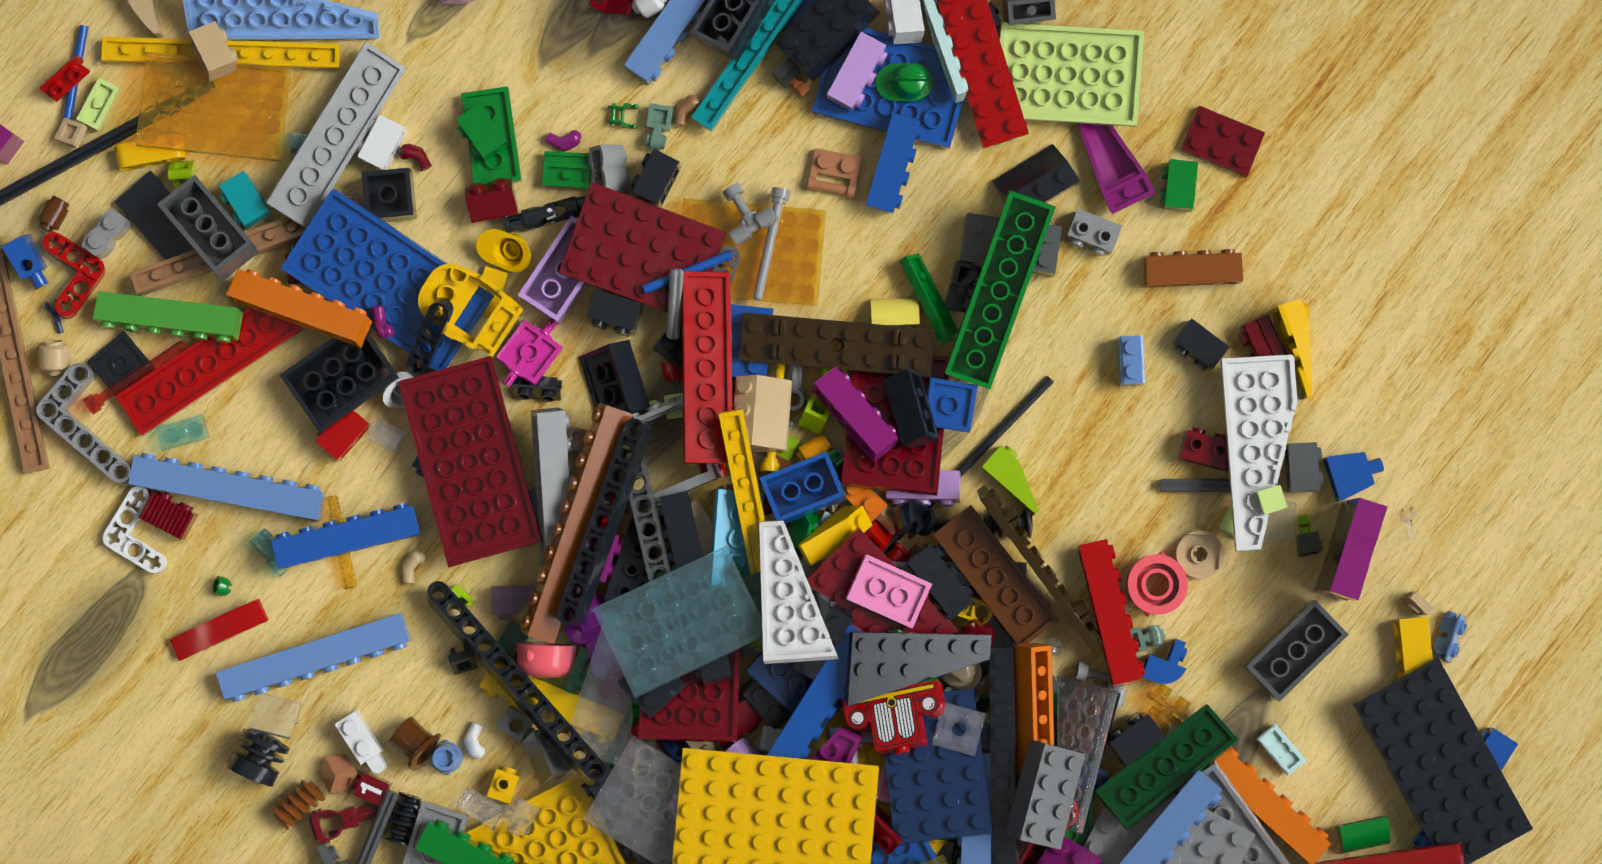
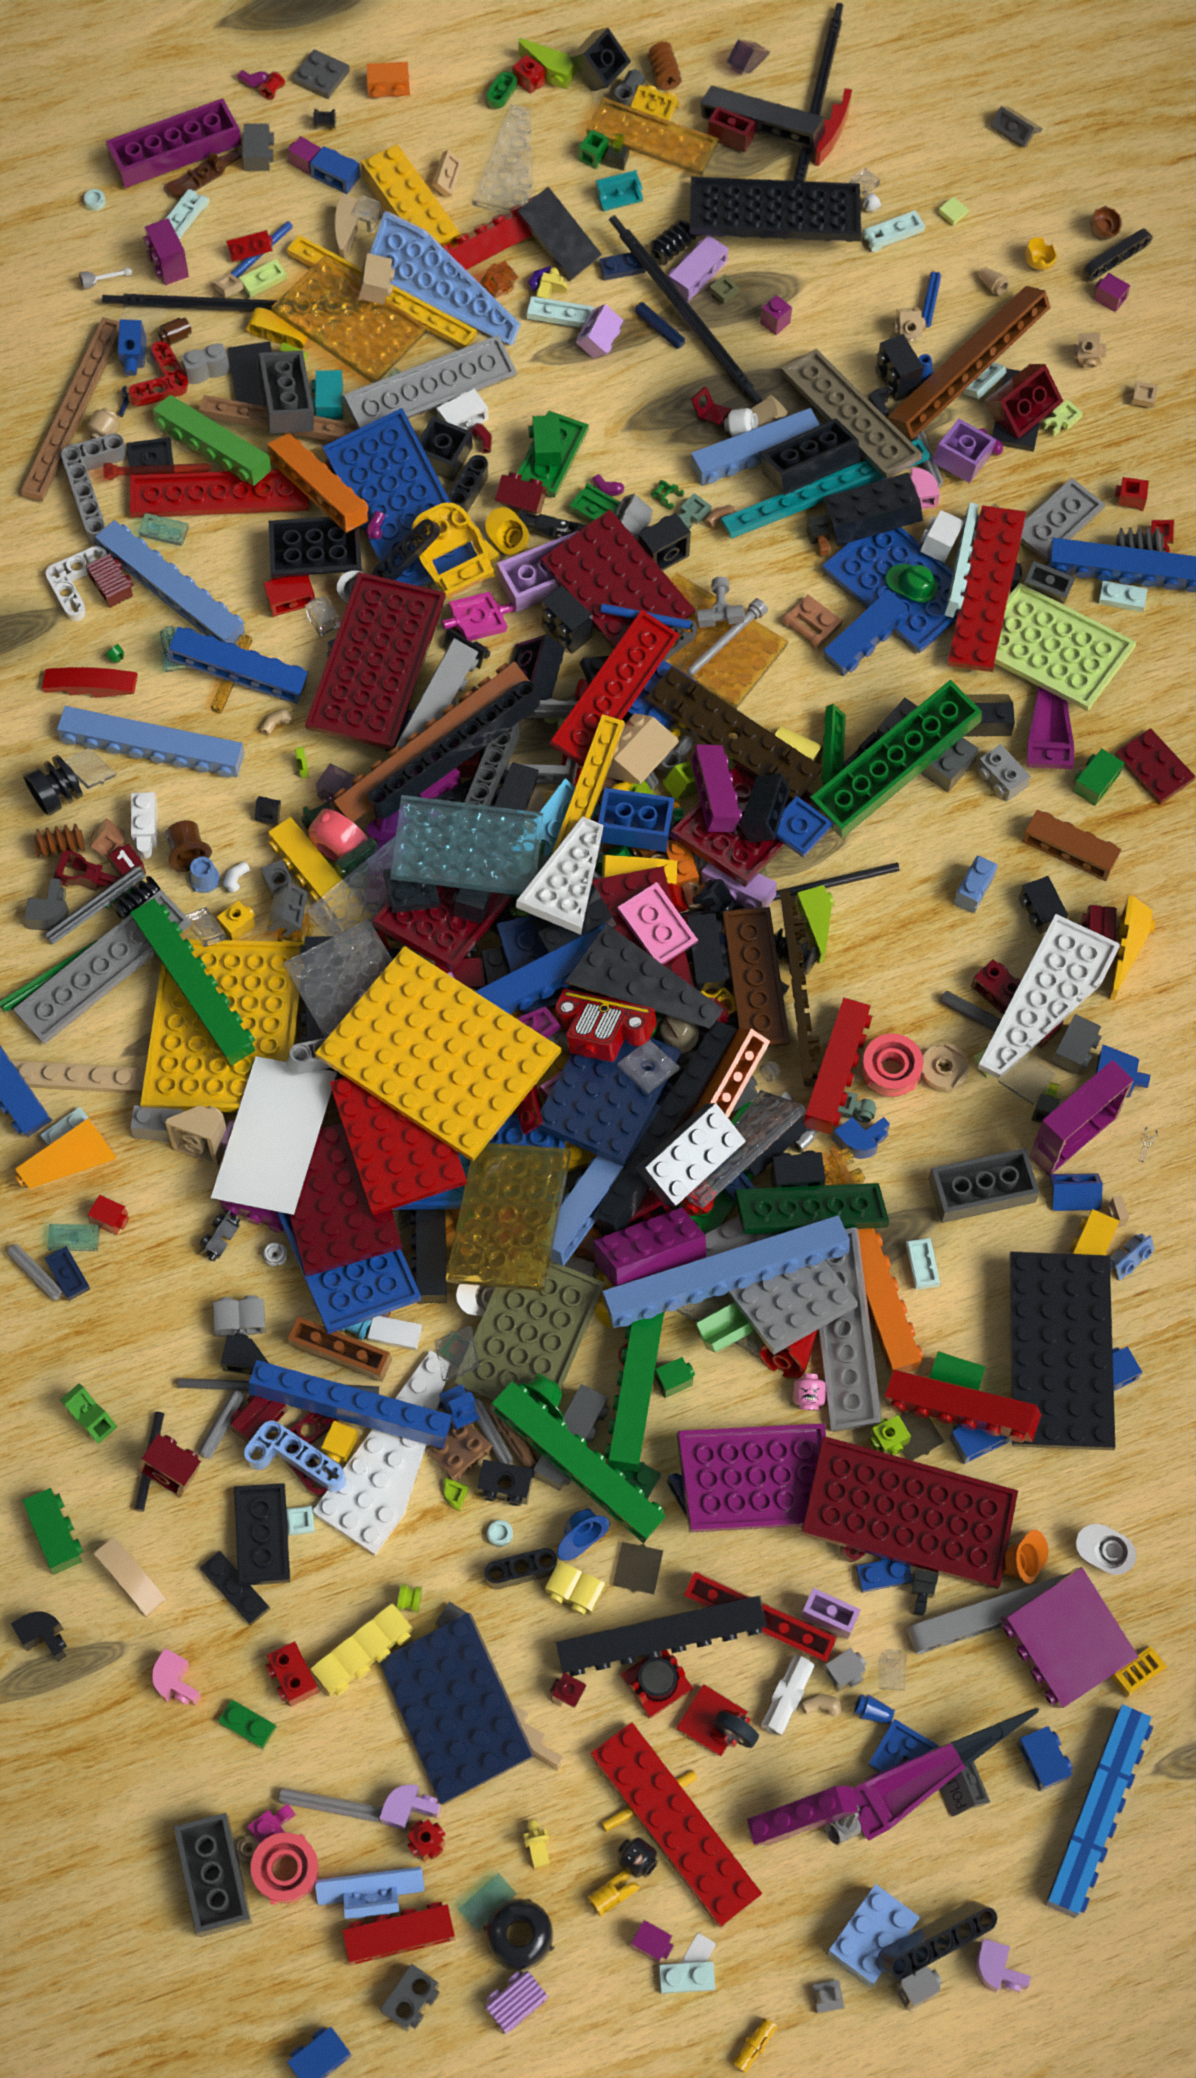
camera: 30 degrees right, 20 degrees down
(433, 207) = (471, 477): none -> black beam
(517, 694) = (300, 840): black beam -> none
(520, 816) = (233, 944): clear brick -> none
(674, 303) = (619, 631): light grey axle -> none
(857, 72) = (877, 551): lavender brick -> none
(1271, 500) = (1033, 1040): yellowish green tile -> none
(1375, 604) = (1076, 1191): none -> blue panel

